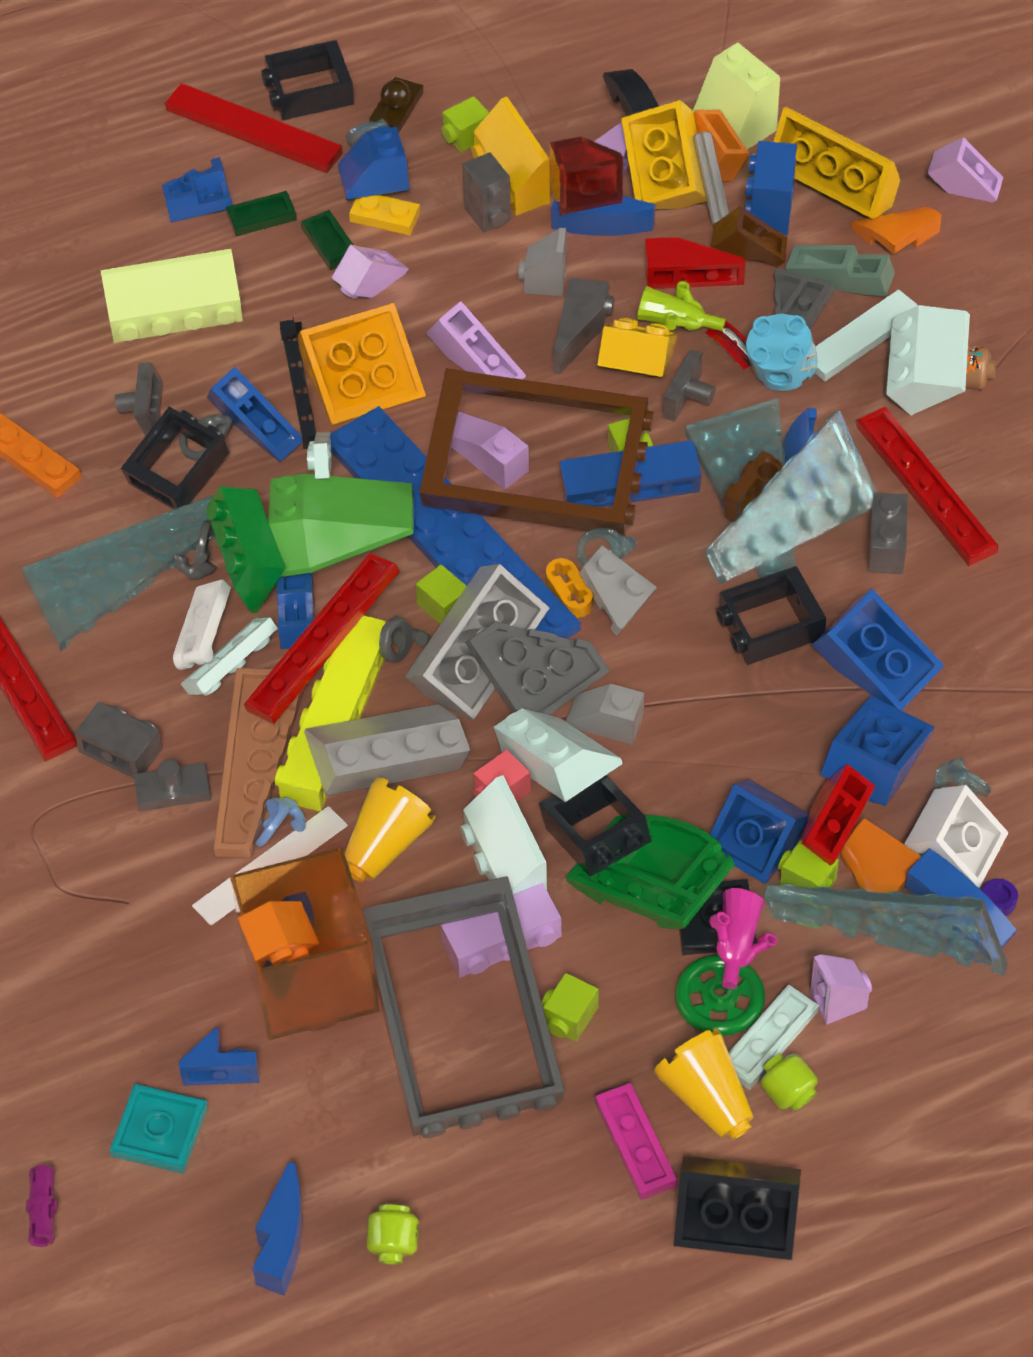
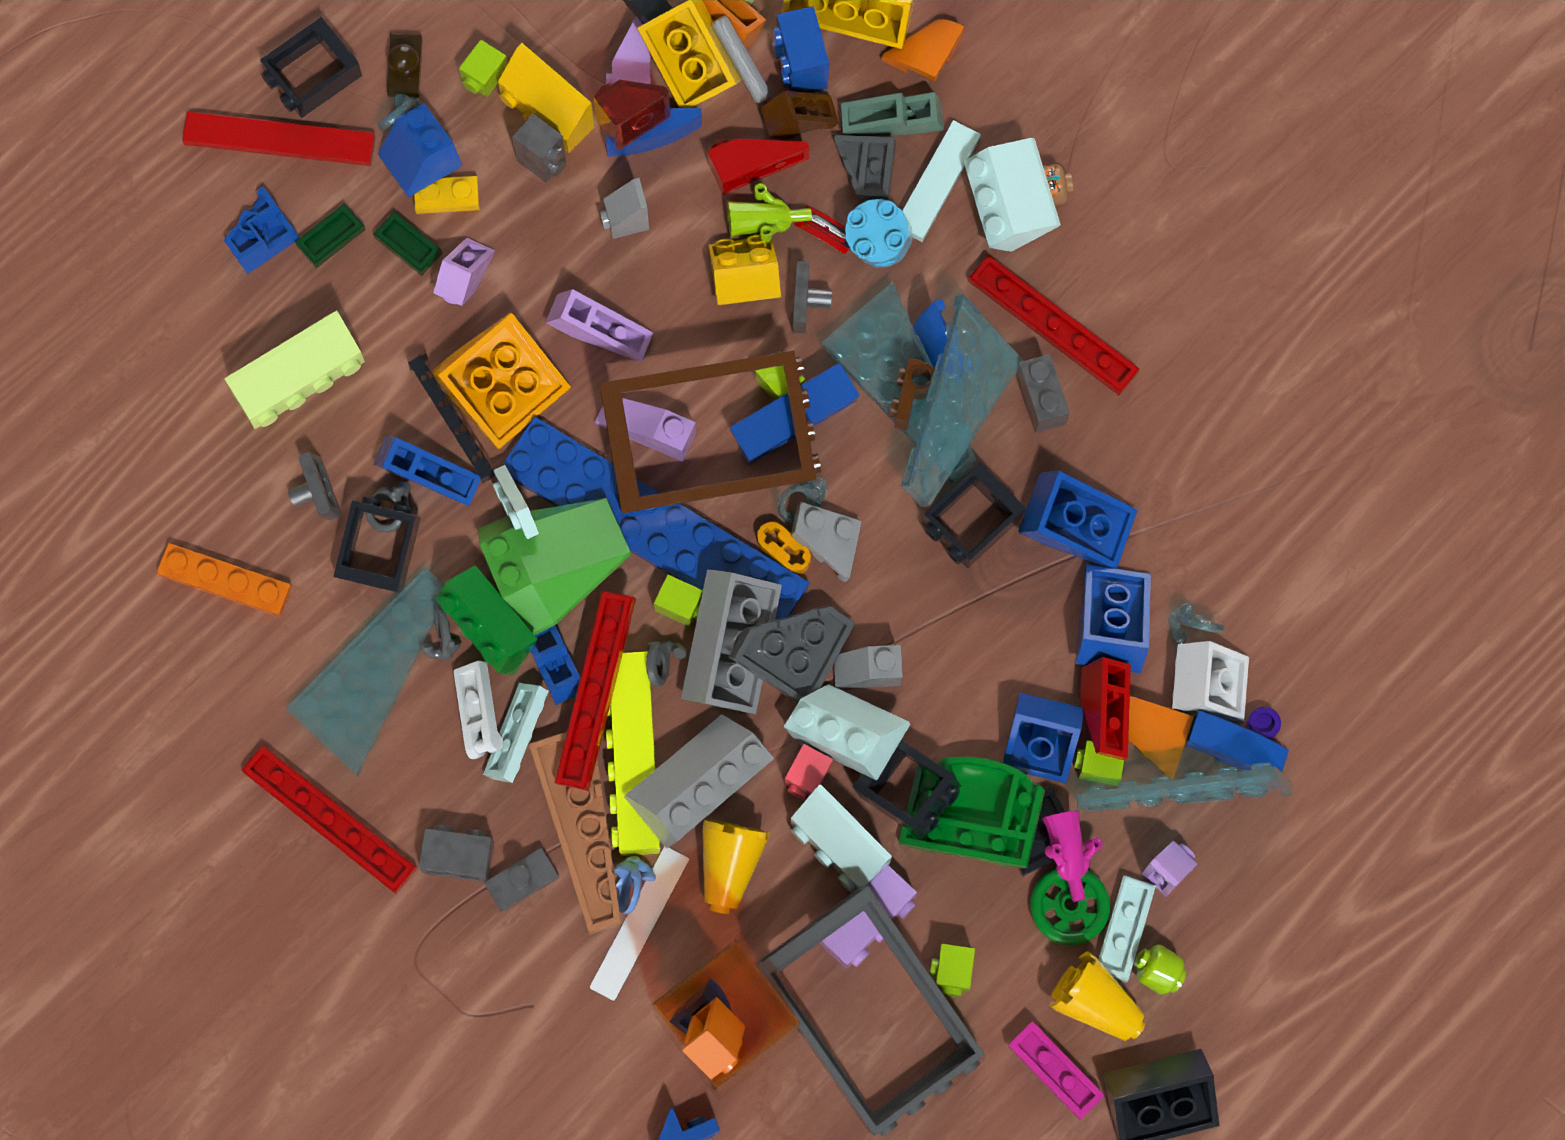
camera: 25 degrees left, 20 degrees up
(581, 319) = (680, 250): flat silver slope -> none

